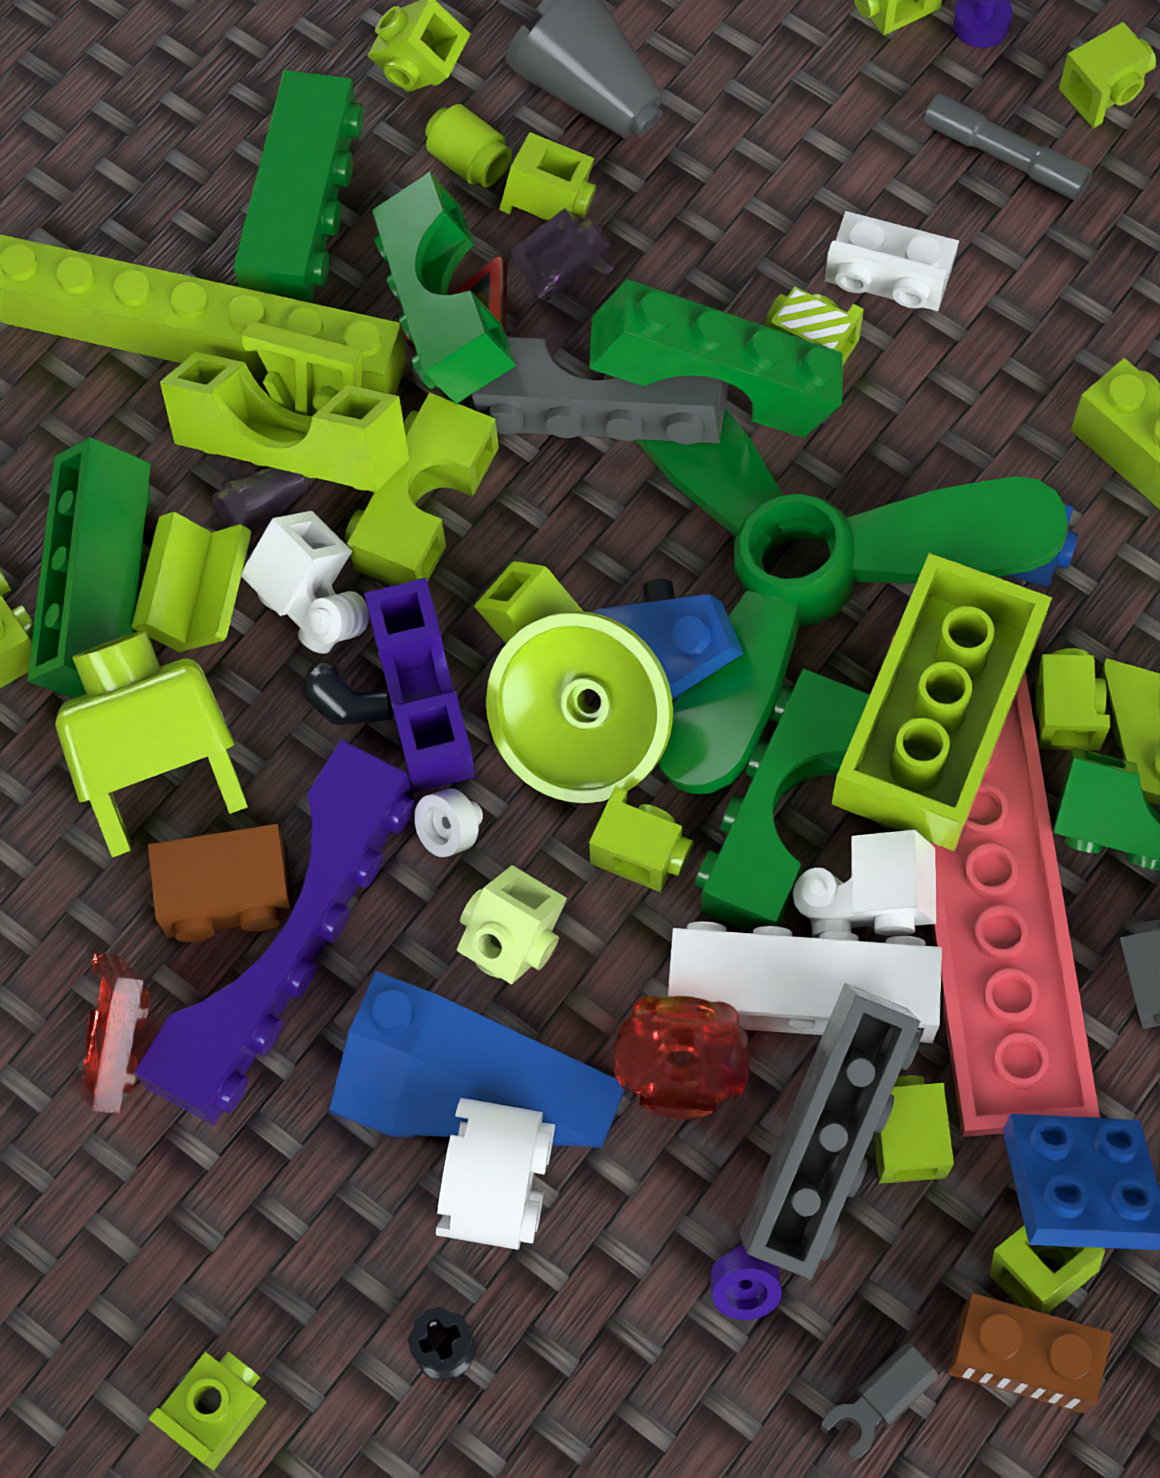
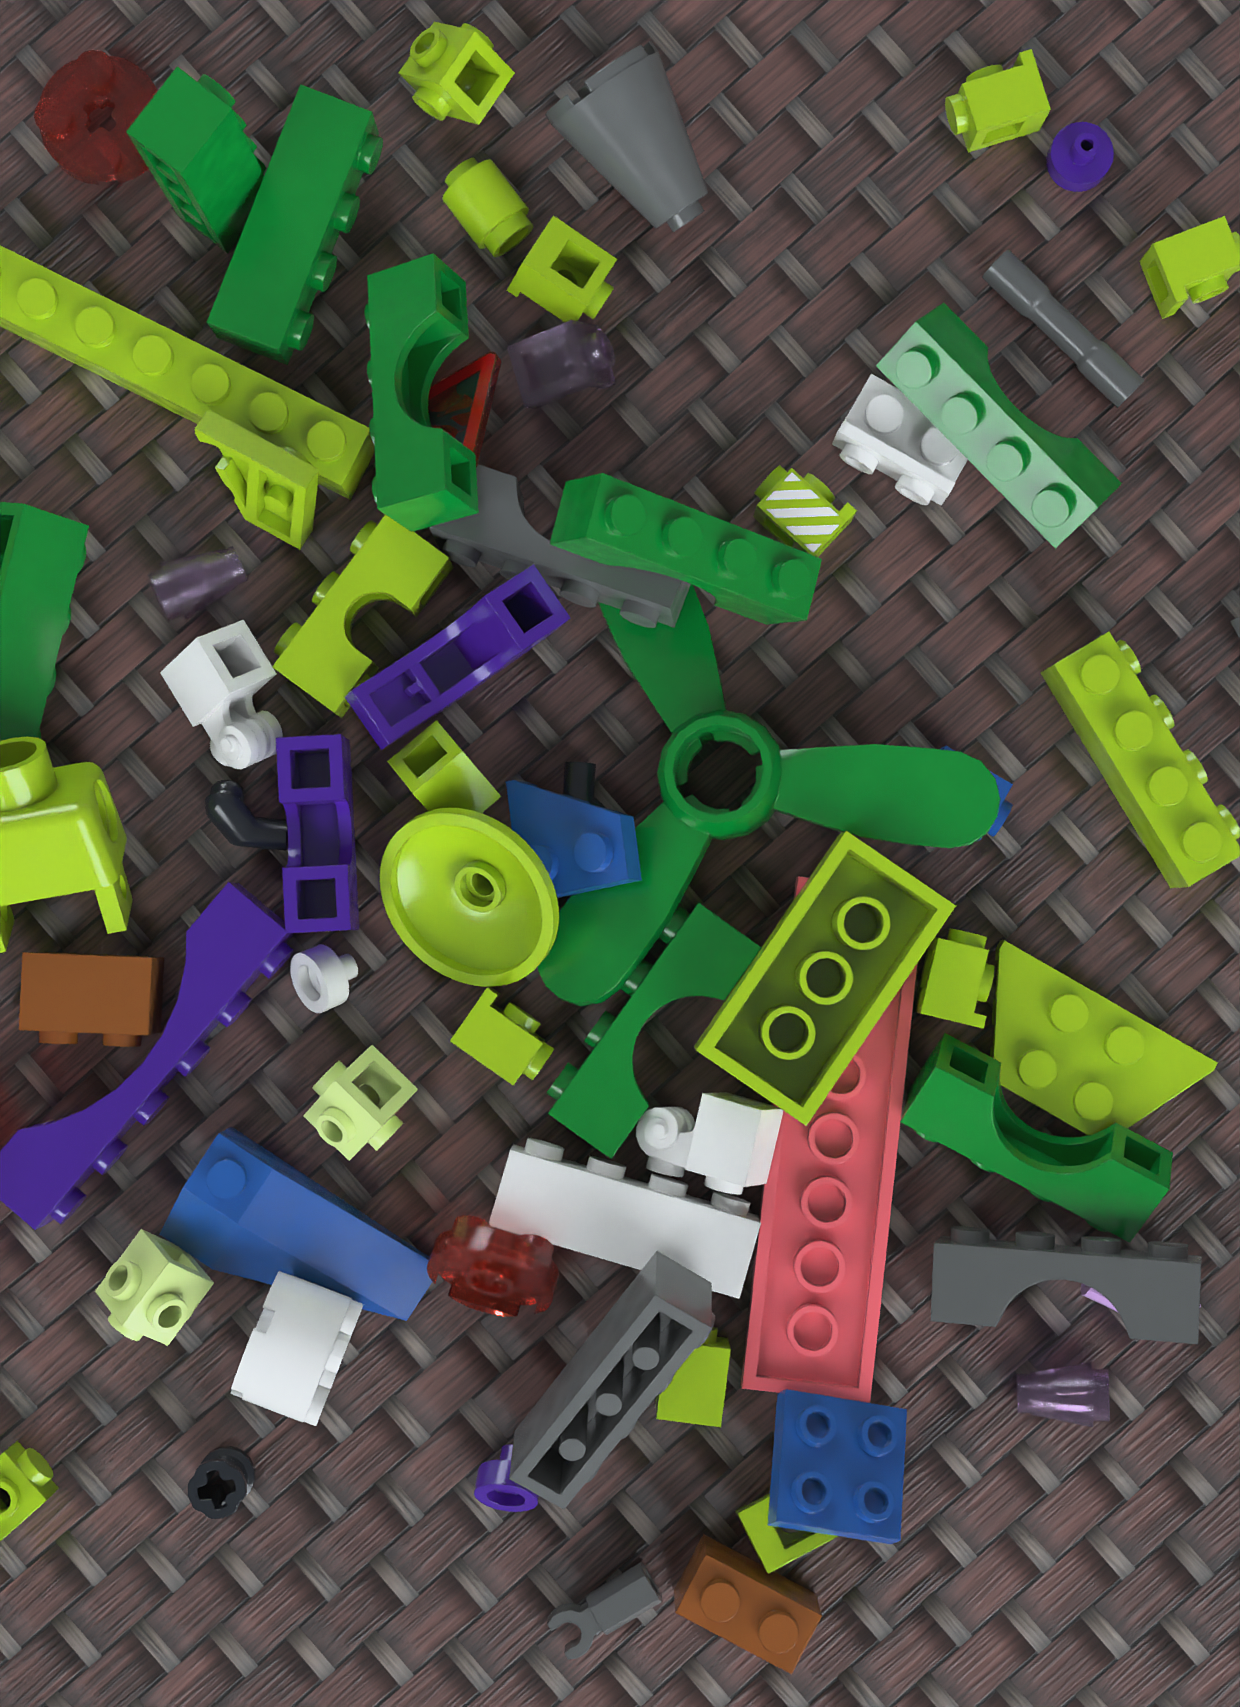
camera: 10 degrees right, 20 degrees up
(100, 120) = (65, 109): none -> clear red plate
(190, 583) = (111, 667): lime panel -> none
(208, 121) = (200, 155): none -> green brick
(225, 412) = (174, 487): lime arch -> none
(334, 1152) = (153, 1289): none -> yellowish green brick
(531, 502) = (458, 657): none -> dark purple arch
(971, 224) = (950, 381): none -> arch

